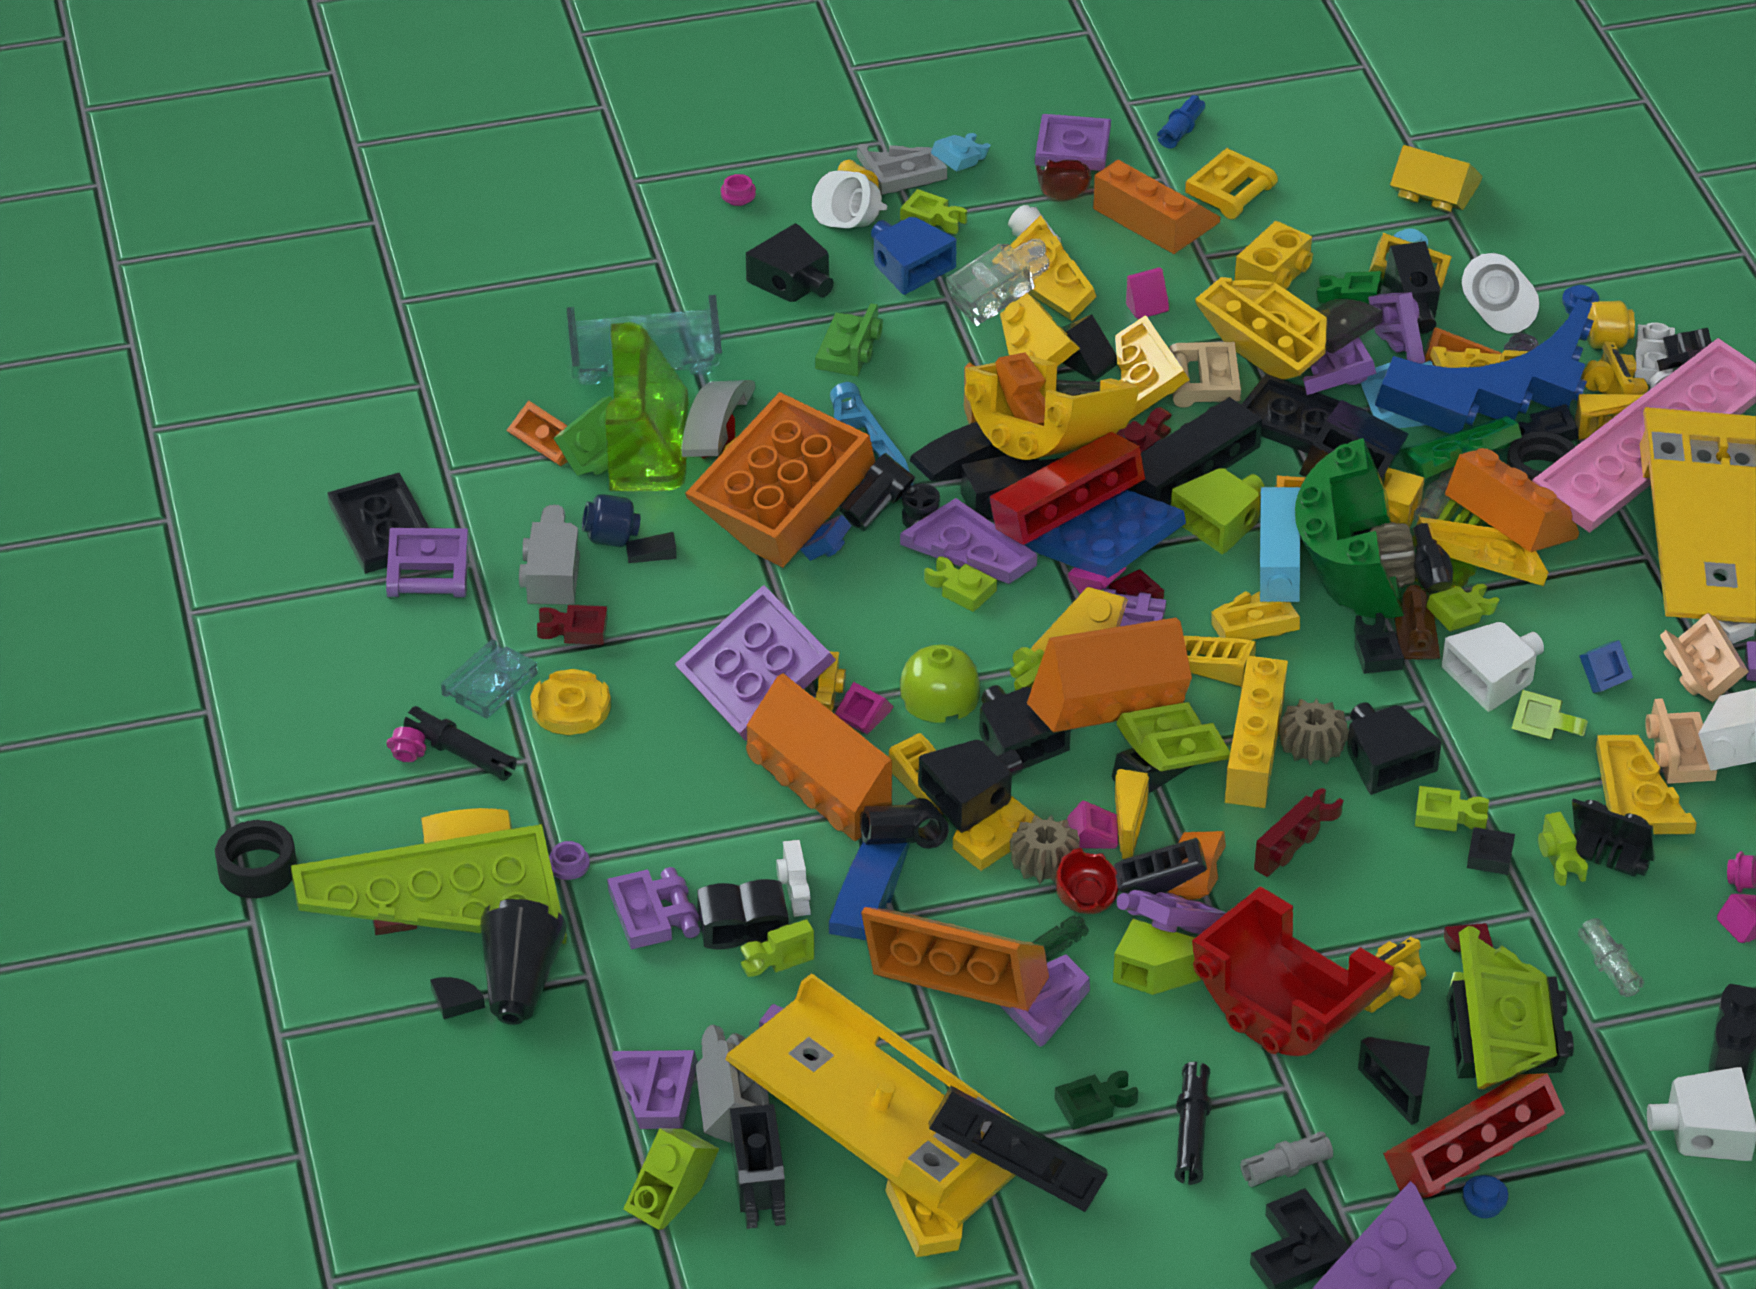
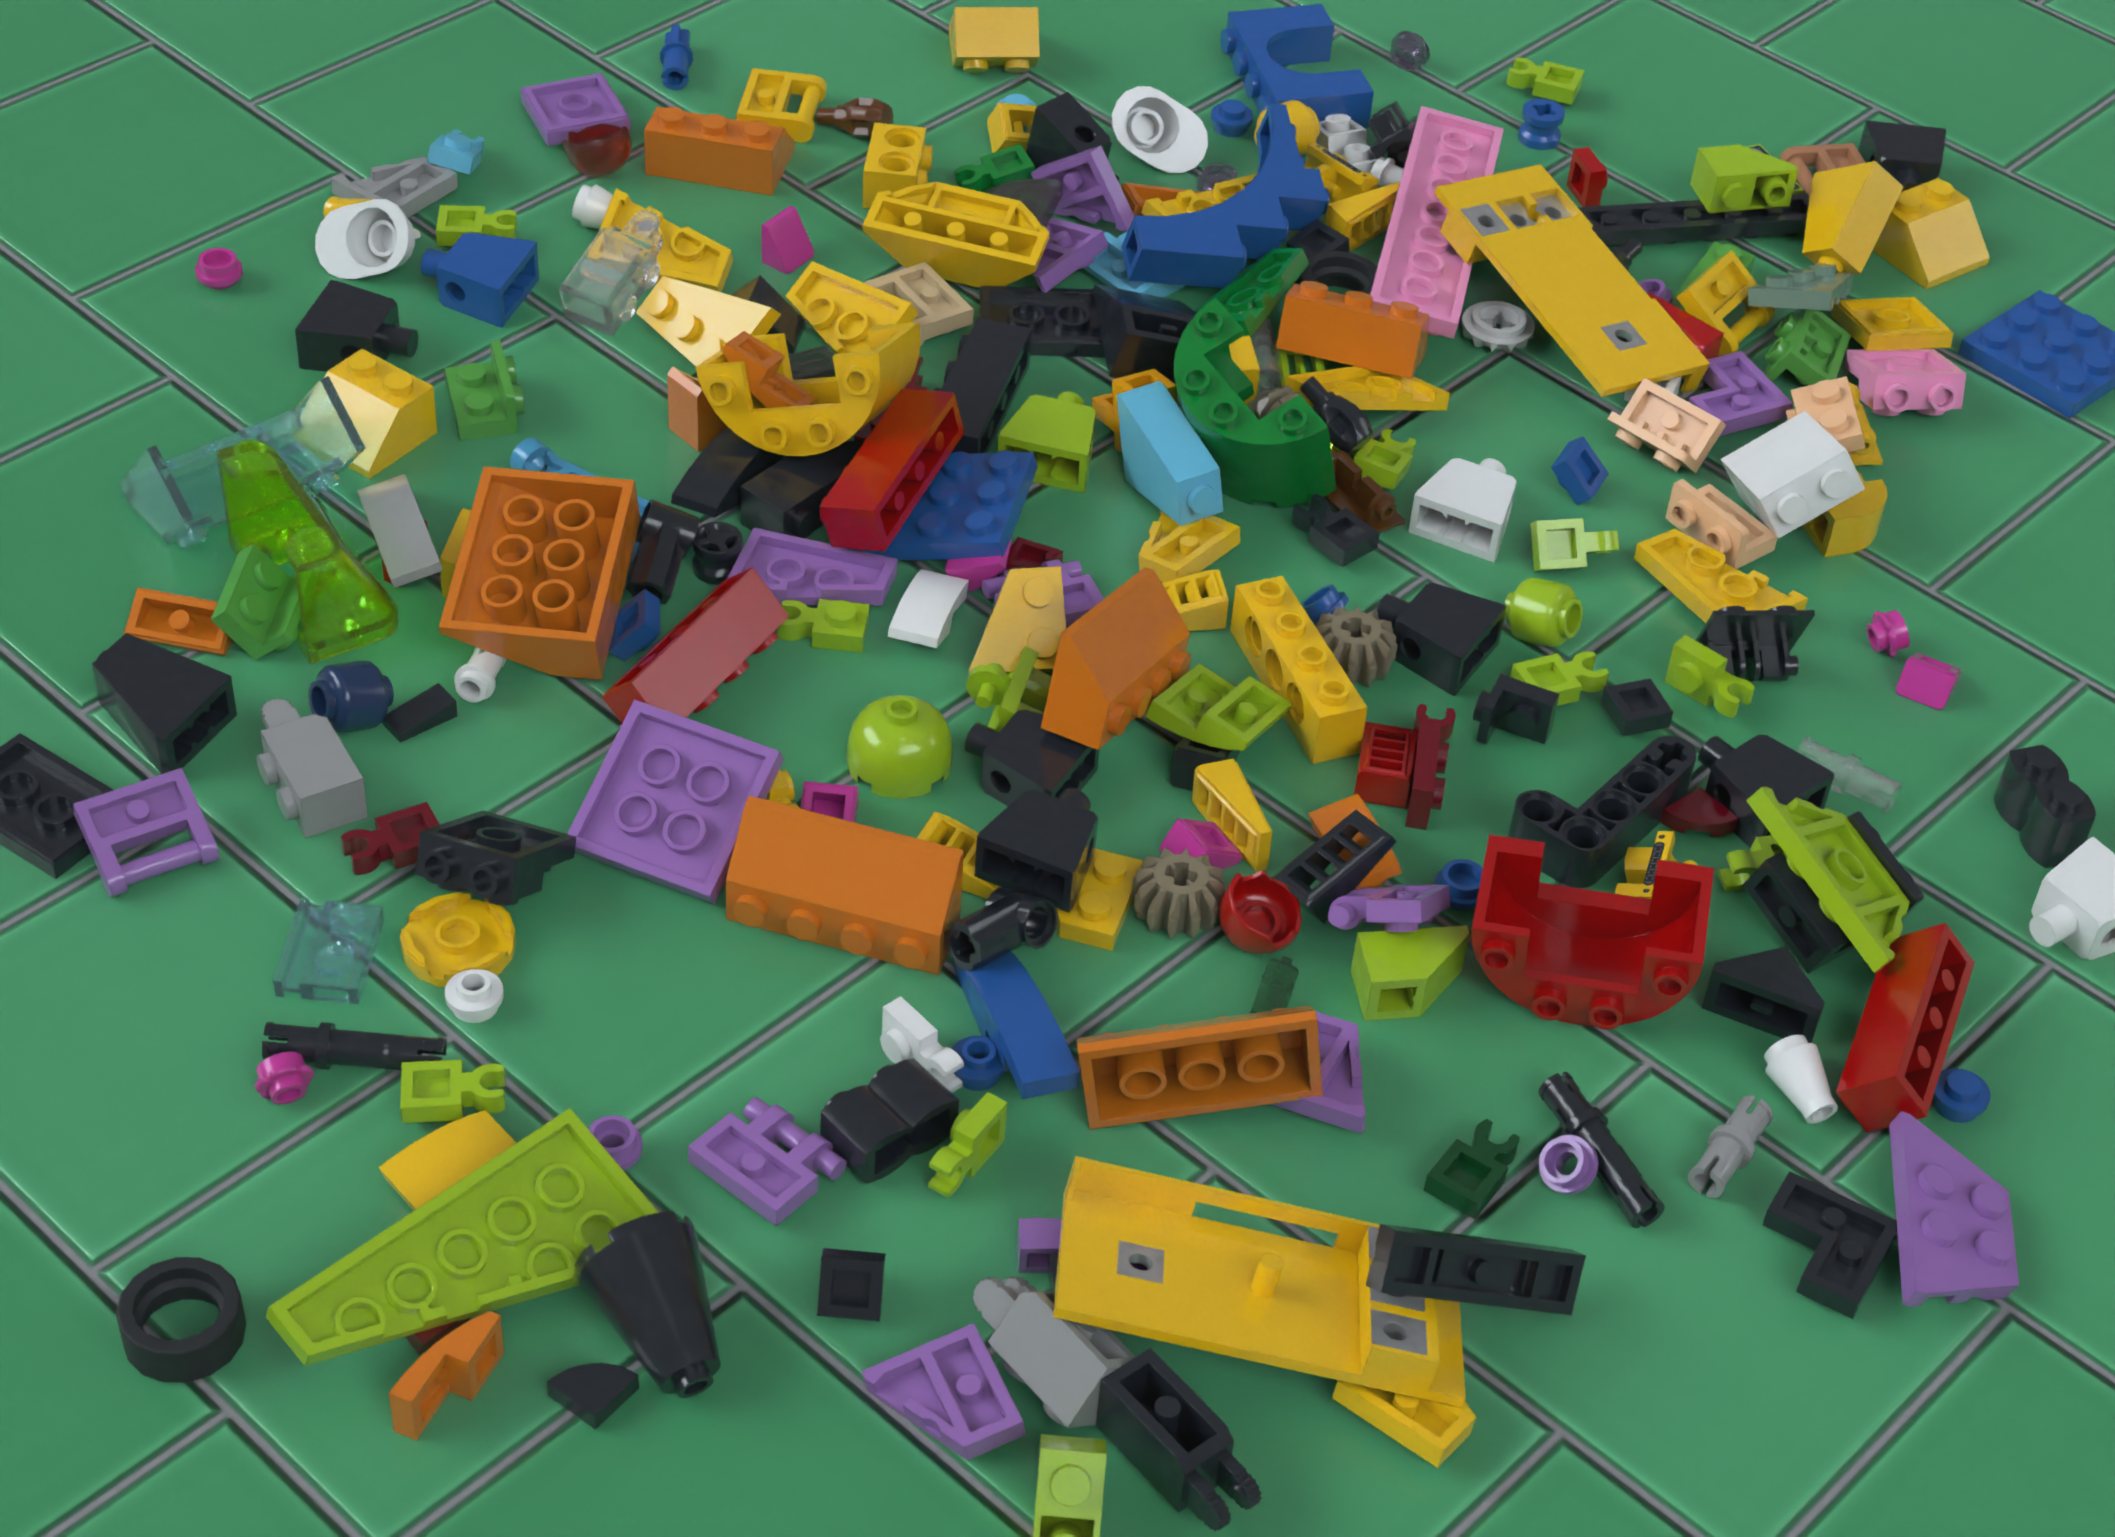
camera: 35 degrees left, 0 degrees up
(386, 945) = (454, 1365): none -> orange slope
(491, 786) = (441, 1089): none -> lime plate
(497, 482) = (163, 700): none -> black slope
(554, 739) = (474, 995): none -> white plate
(620, 655) = (491, 856): none -> black plate
(643, 999) = (851, 1284): none -> black tile
(698, 538) = (477, 678): none -> white pin
(761, 330) = (387, 408): none -> yellow slope
(823, 901) = (981, 1063): none -> blue plate
(849, 571) = (703, 649): none -> brick
(1032, 596) = (928, 608): none -> white slope
(1159, 1121) = (1557, 1153): none -> medium lavender plate
(1246, 823) = (1385, 764): none -> red slope
(1281, 210) = (856, 116): none -> reddish brown piece
(1323, 692) = (1324, 602): none -> blue plate
(1376, 1133) = (1801, 1076): none -> white cone
(1395, 816) = (1516, 709): none -> black bracket
(1395, 916) = (1596, 836): none -> black beam
(1478, 758) = (1543, 612): none -> lime head
(1536, 935) = (1756, 764): none -> black torso
(1631, 532) = (1515, 326): none -> white gear
(1660, 244) = (1276, 37): none -> blue arch

